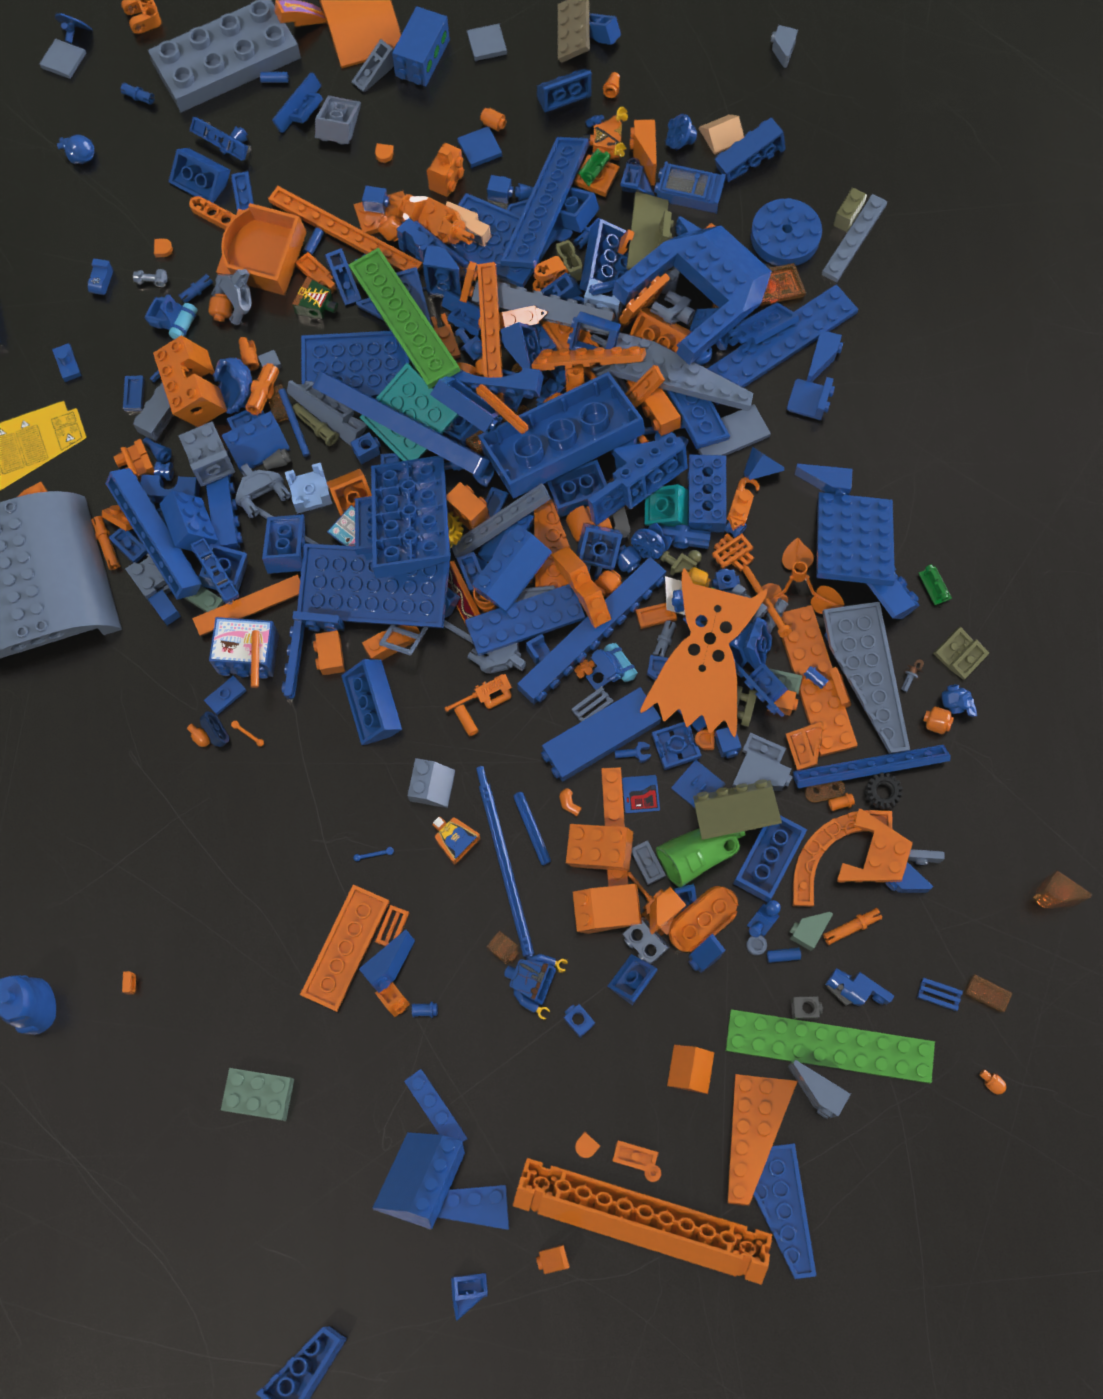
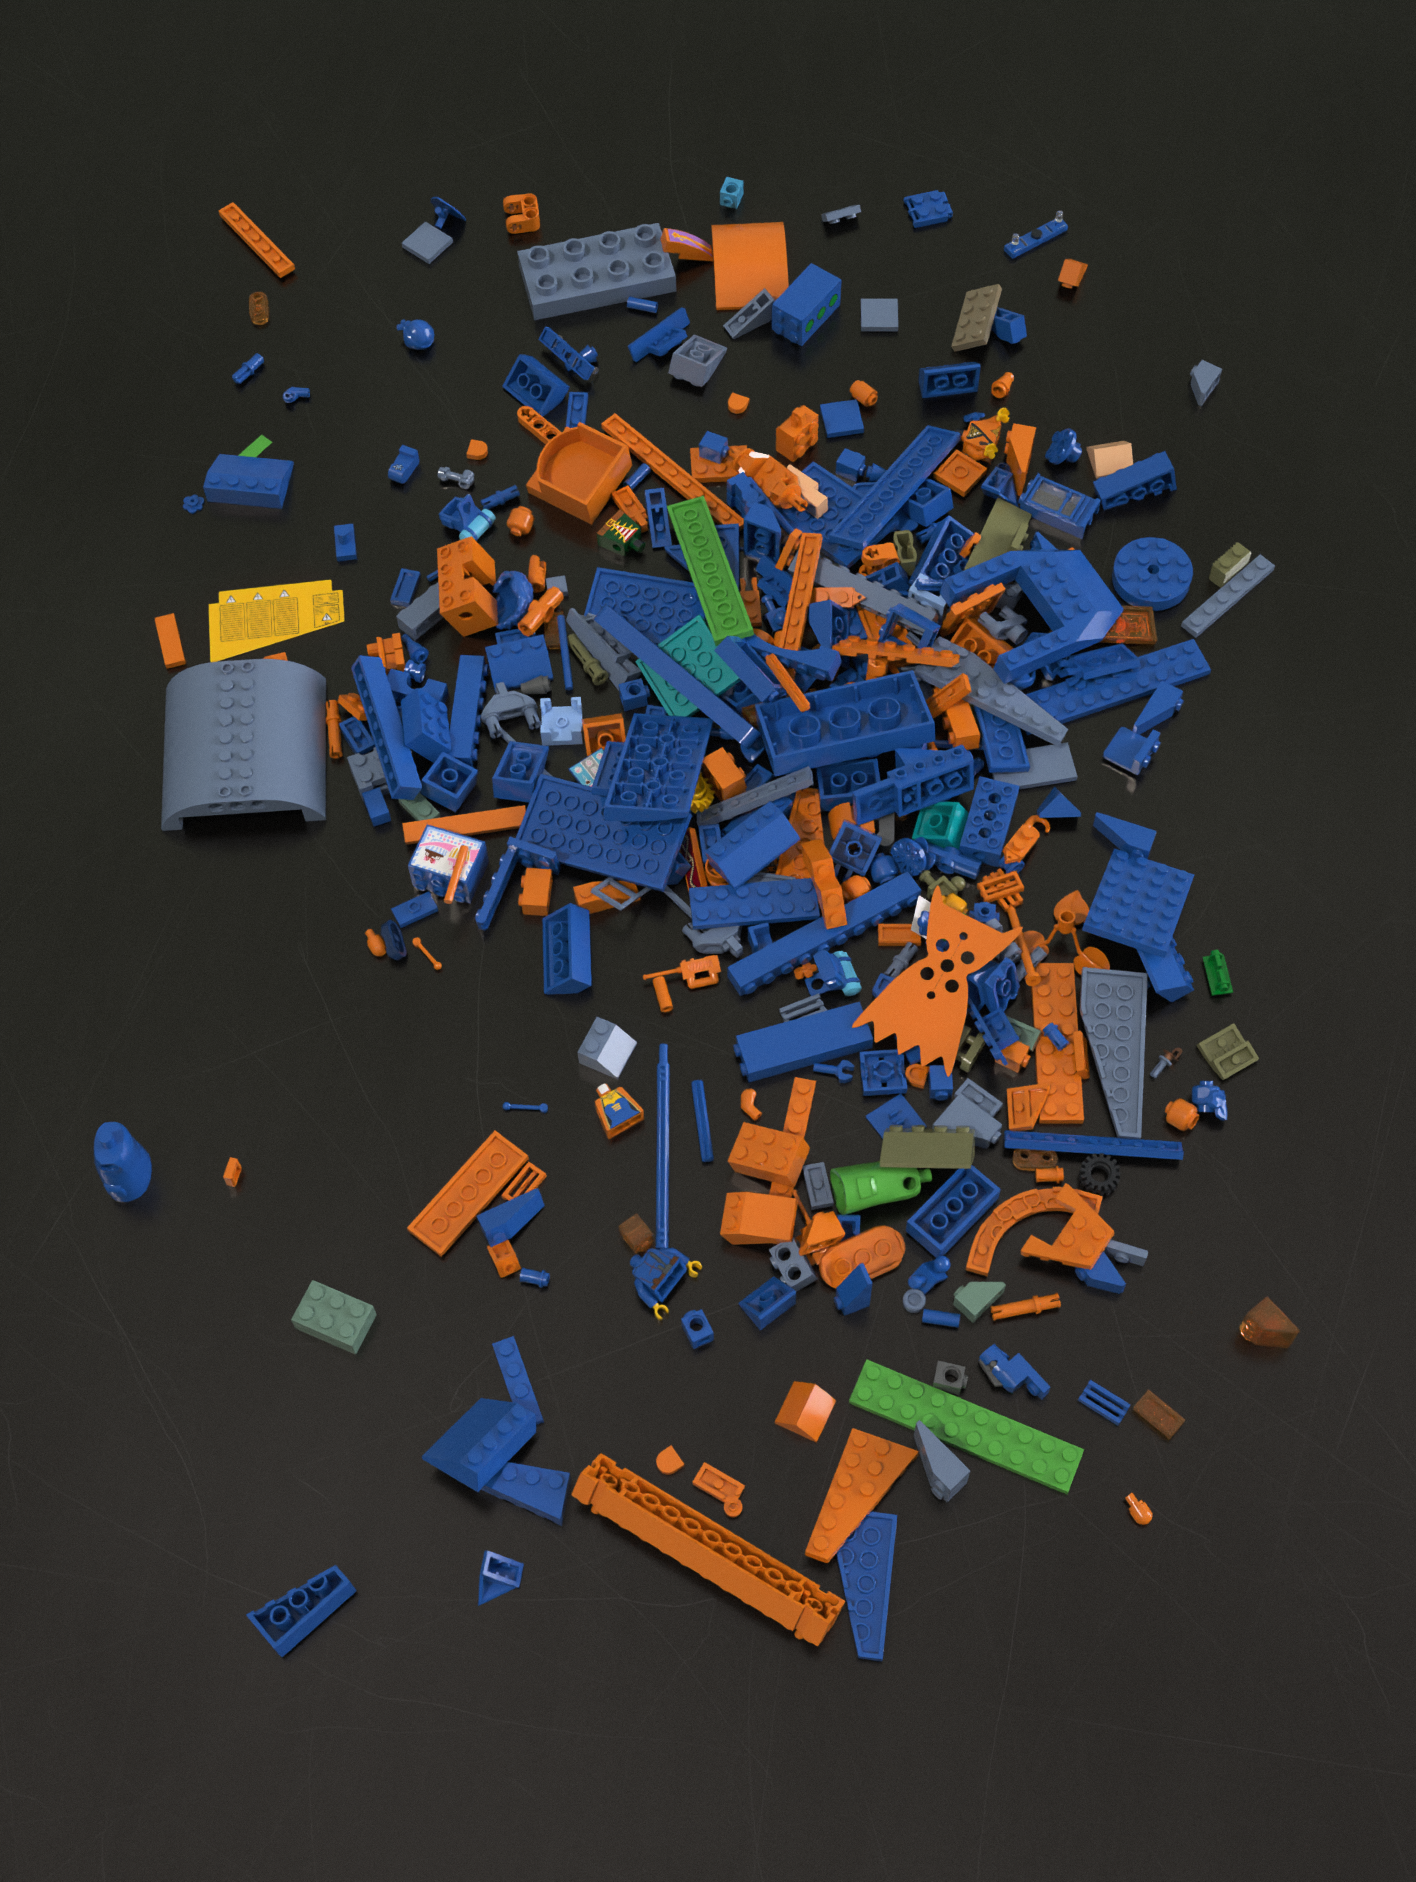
camera: 15 degrees right, 10 degrees down
(137, 93) = (494, 292): blue pin -> none
(206, 454) = (464, 662): sand blue bracket -> none
(214, 571) = (439, 779): blue piece -> none
(237, 292) = (542, 509): sand blue connector -> none
(388, 227) = (719, 478): orange head -> none
(552, 1259) = (600, 1564): orange slope -> none
(594, 166) = (958, 462): green hinge -> none
(640, 794) = (830, 1115): sticker -> none

